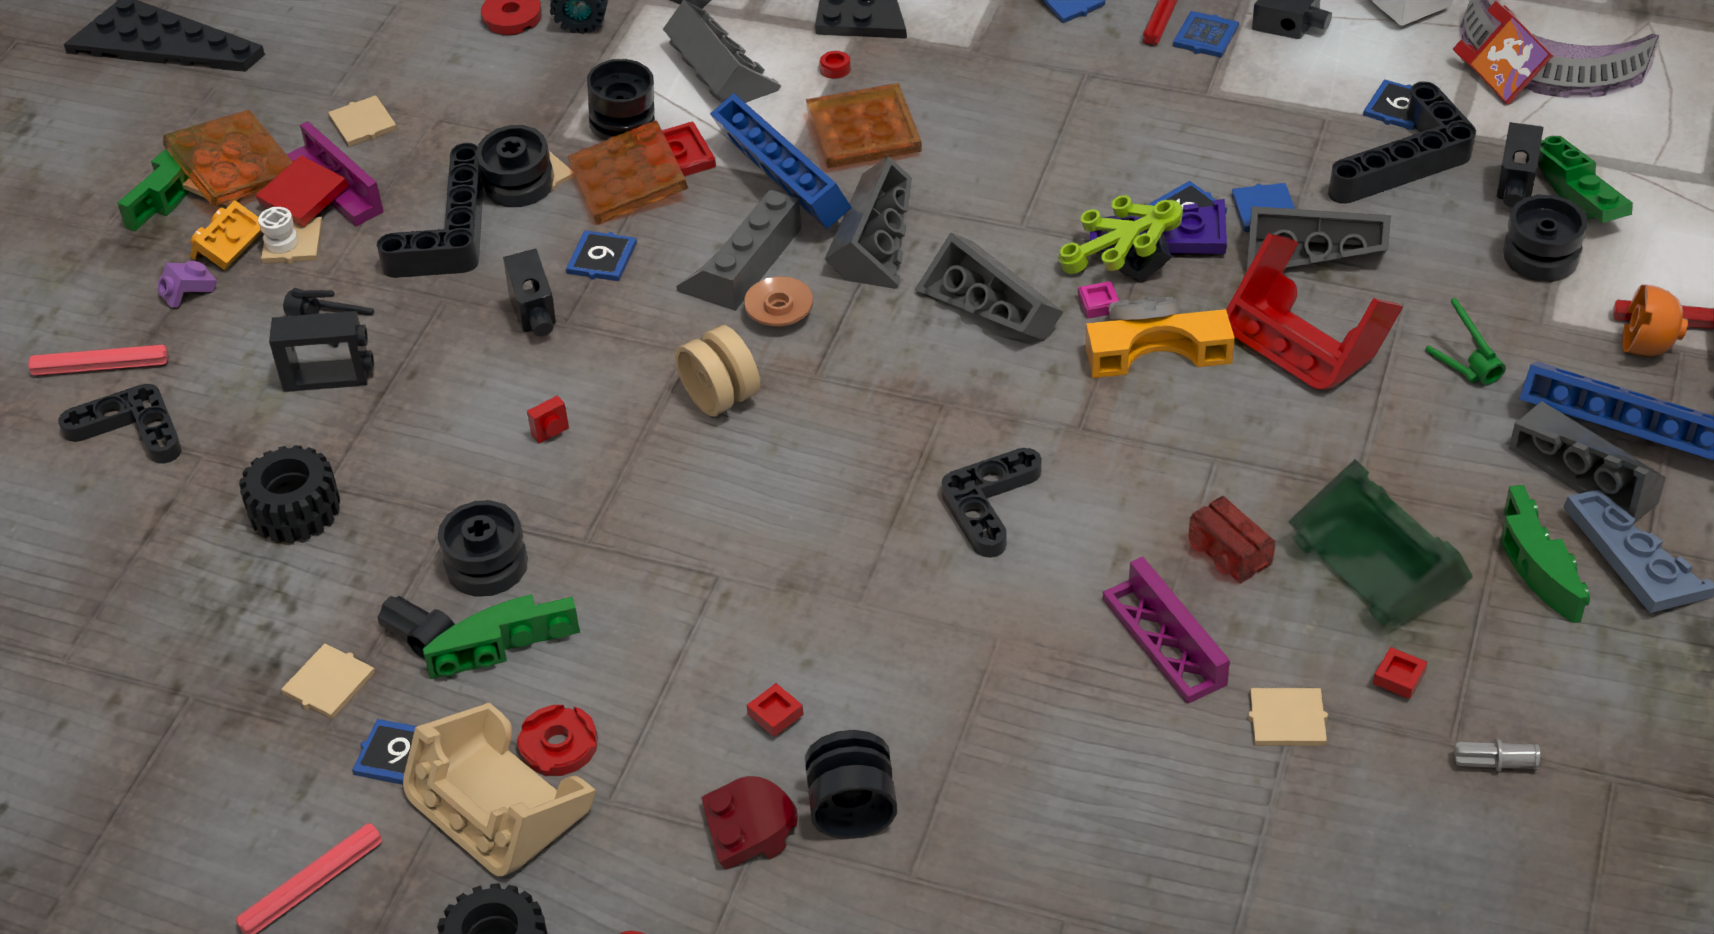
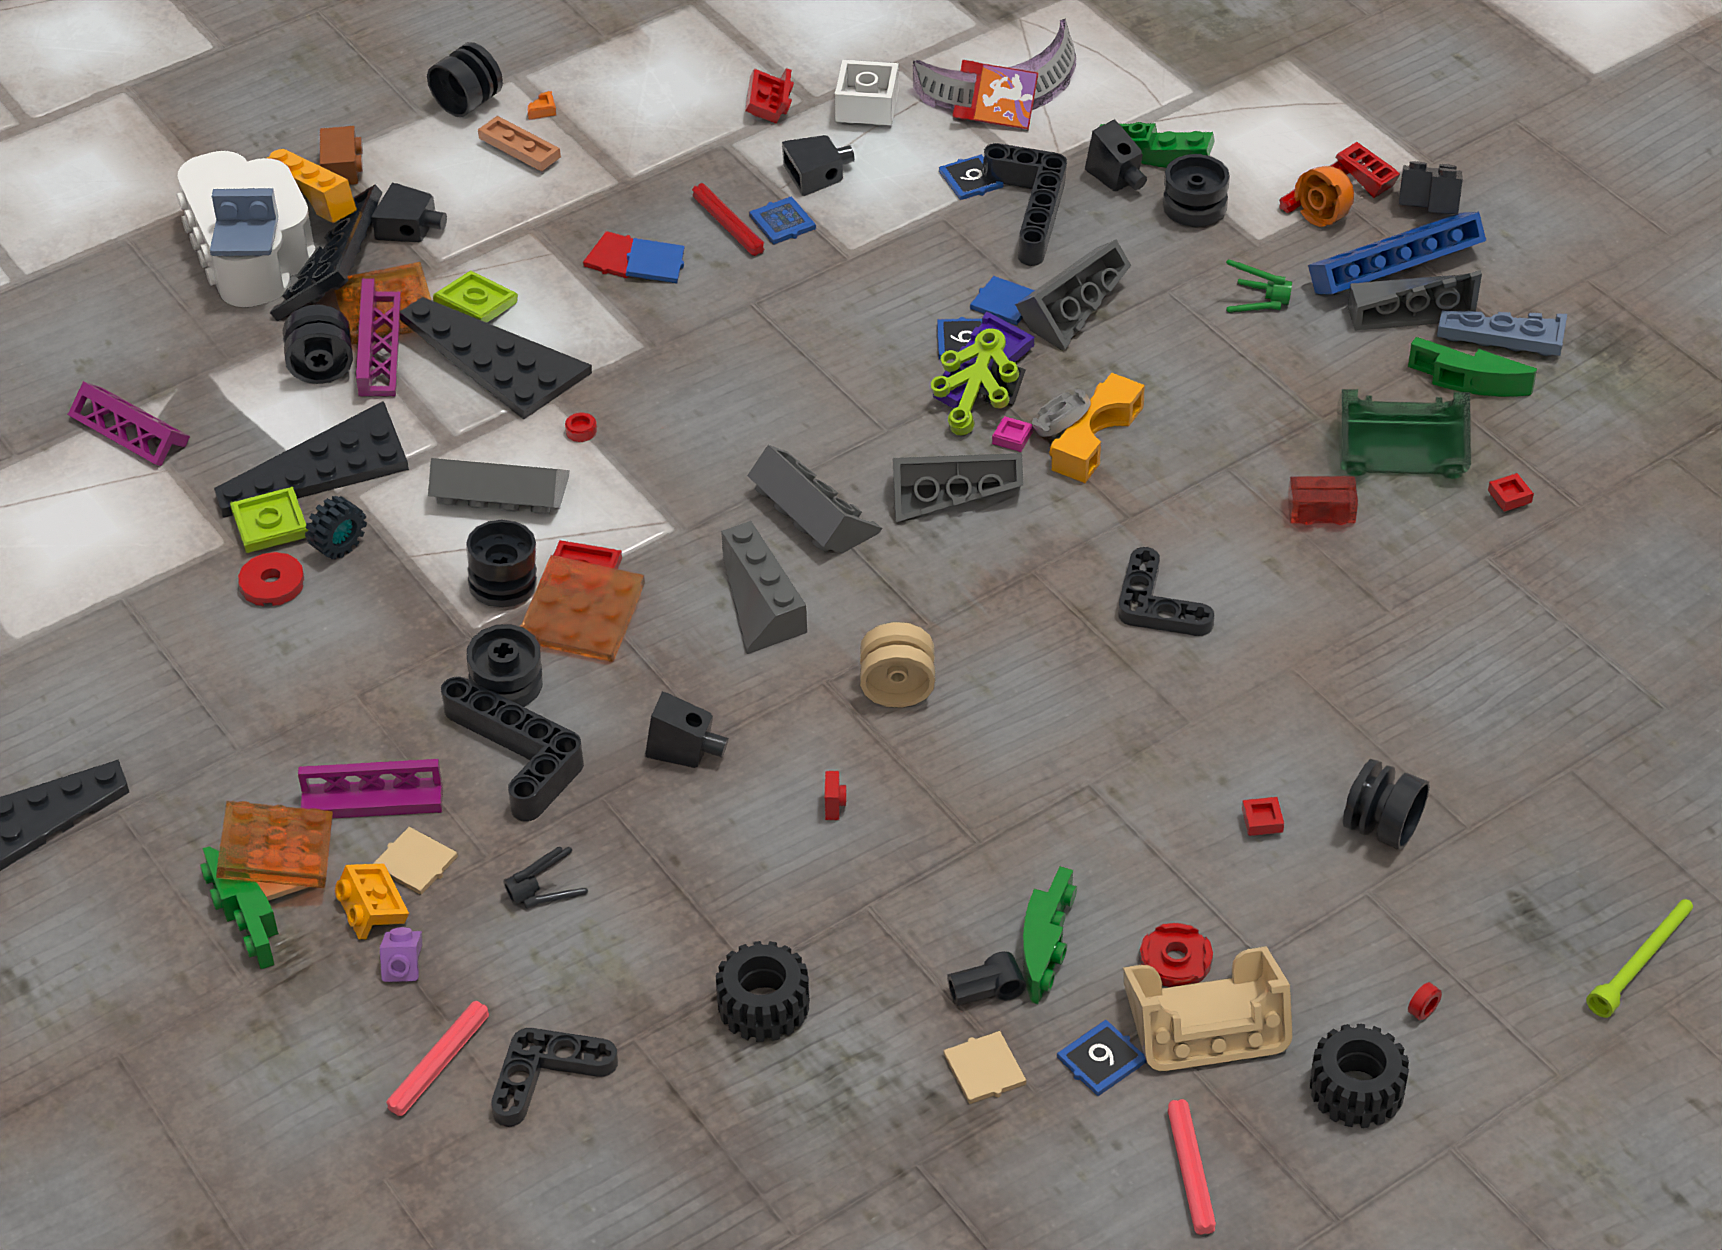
camera: 55 degrees left, 0 degrees up
(278, 230) = (412, 856): white wheel -> none
(303, 189) = (370, 820): red tile -> none
(314, 330) = (615, 893): black window -> none
(362, 120) = (302, 743): tan piece -> none
(483, 548) = (946, 898): black wheel -> none
(601, 255) = (657, 673): piece -> none
(749, 819) = (1353, 883): dark red slope -> none
(778, 301) = (838, 598): nougat dish -> none
(781, 161) = (686, 508): blue brick -> none
(863, 125) = (680, 448): clear orange plate -> none
(1179, 625) = (1373, 572): magenta fence -> none
(1264, 322) = (1195, 362): red windscreen -> none
(1288, 717) = (1494, 567): tan piece -> none
(1497, 755) = (1615, 490): light grey axle -> none

